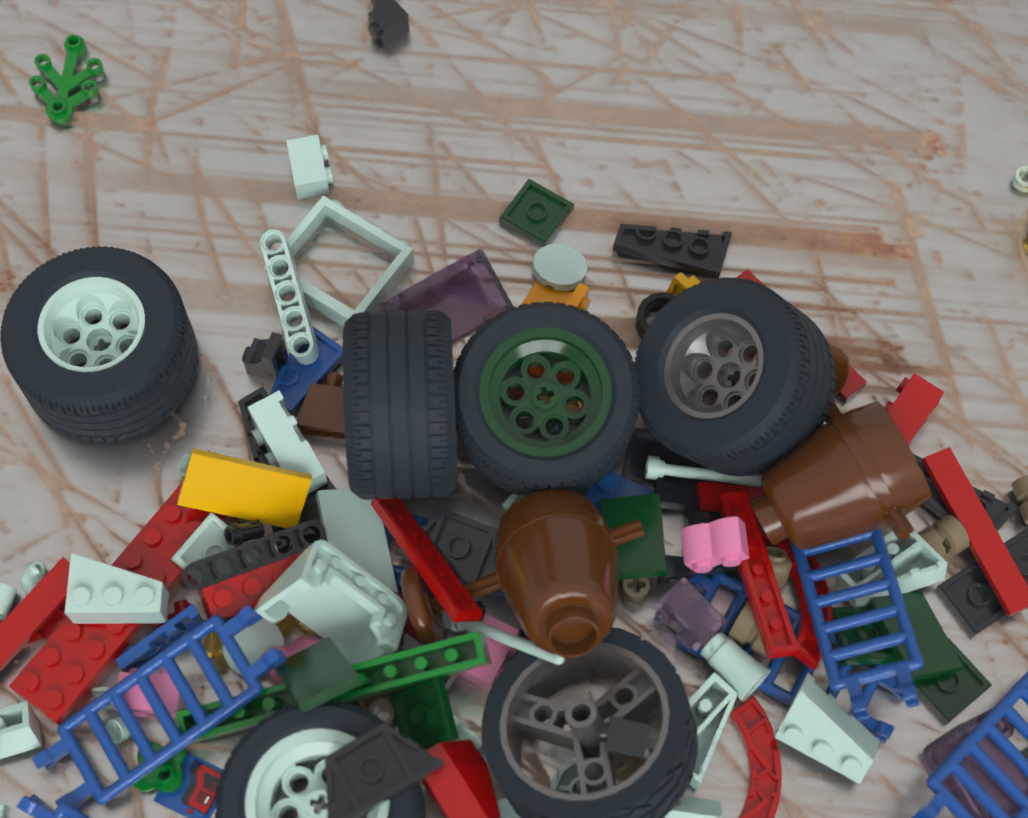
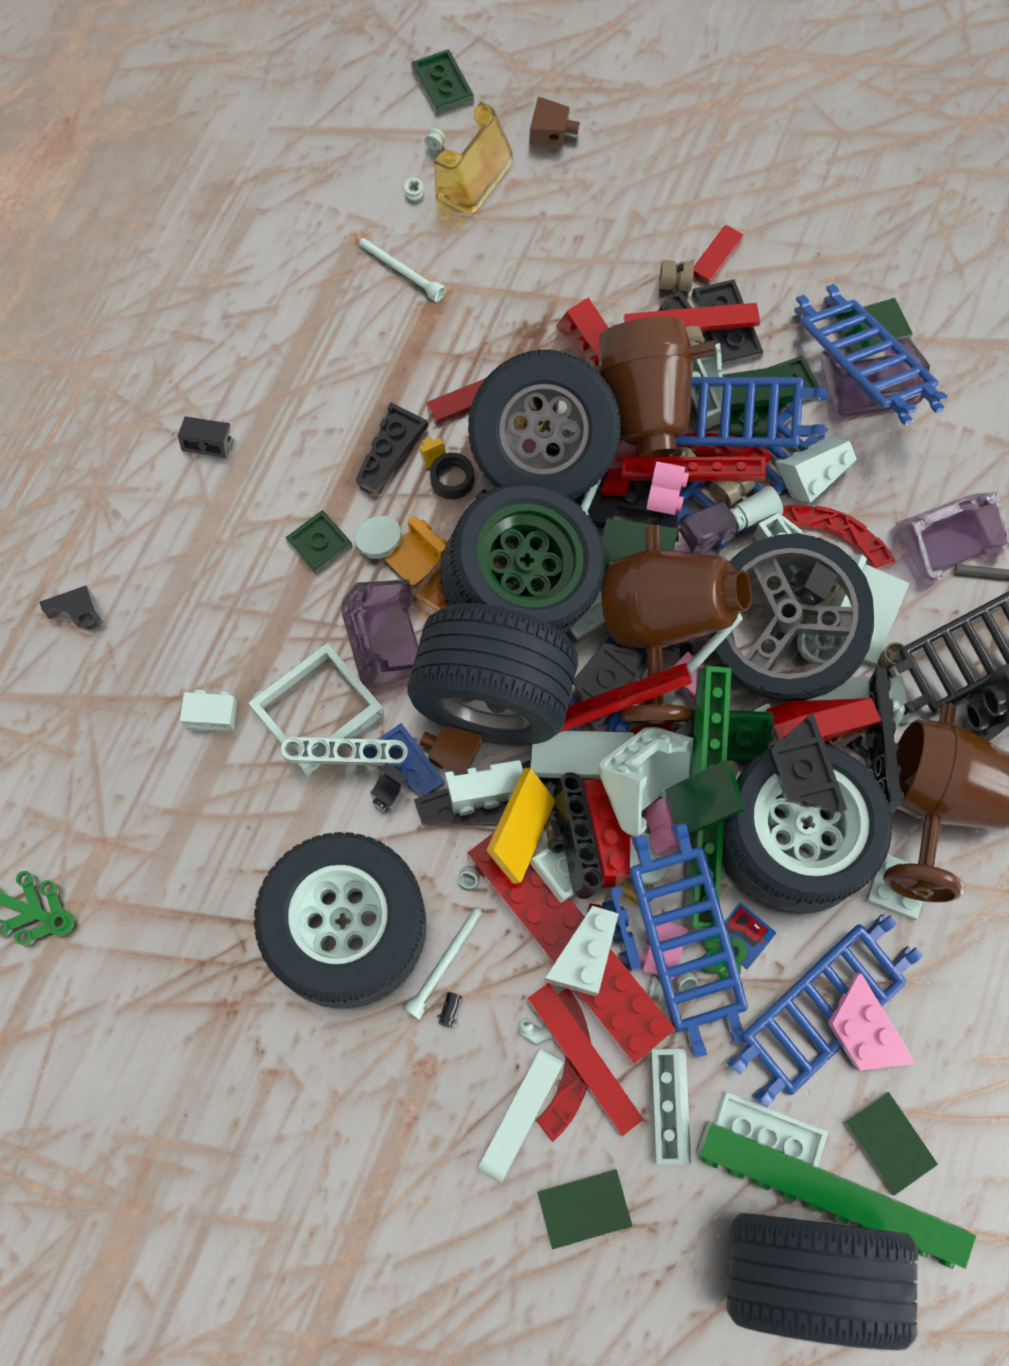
camera: 75 degrees left, 5 degrees up
(37, 452) = (416, 1005): none -> light aqua piece
(40, 487) = (450, 1010): none -> black pin
(619, 68) = (204, 436): none -> black hinge
(897, 236) = (434, 289): none -> light aqua piece

